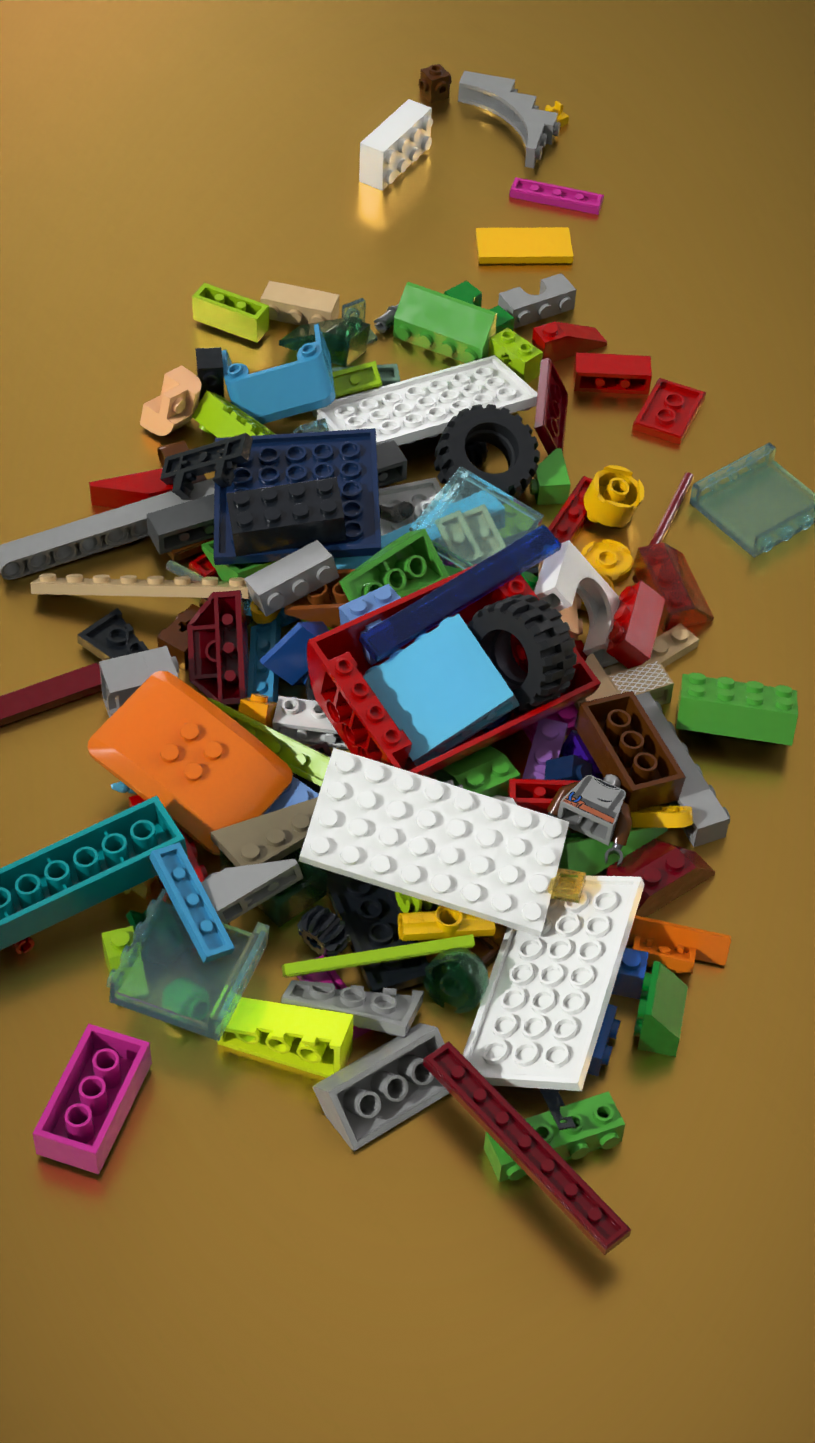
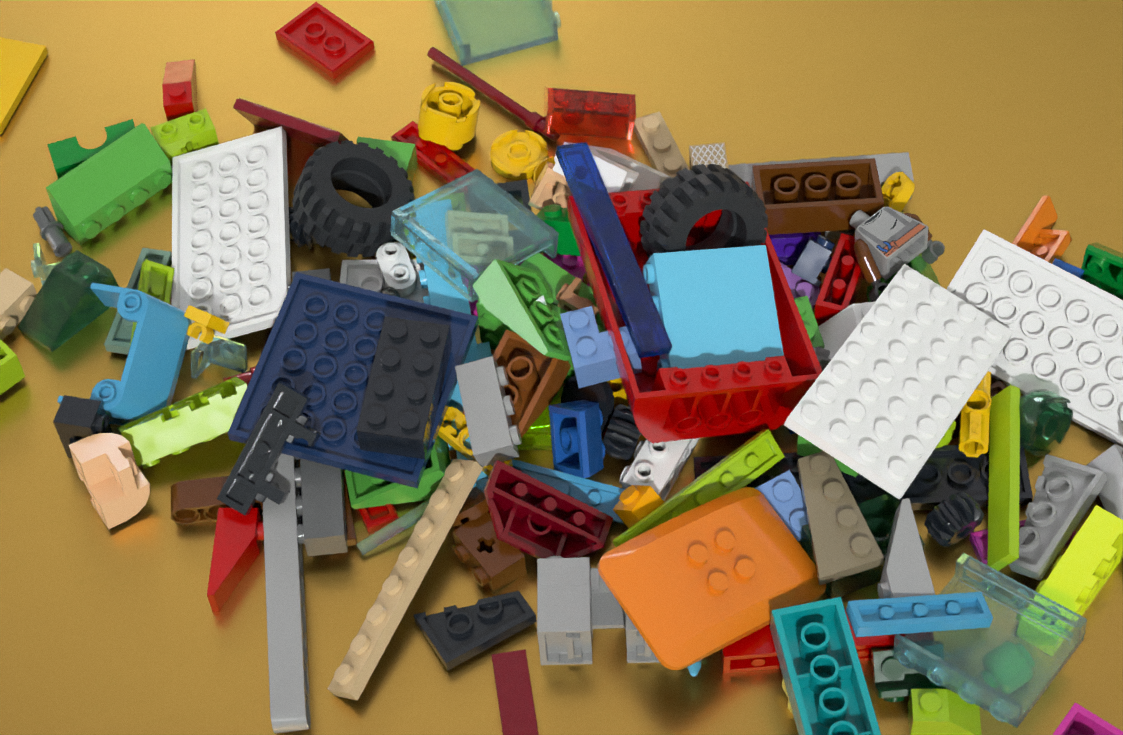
camera: 65 degrees left, 5 degrees up
(328, 408) = (204, 322): none -> yellow tile
(555, 297) = (104, 82): light grey arch -> none
(567, 885) = (971, 290): clear yellow plate -> none
(612, 373) = (252, 65): red brick -> none
(635, 625) = (644, 144): red brick -> none
(666, 872) = (952, 223): dark red wedge -> none
(737, 709) = (773, 106): bright green brick -> none

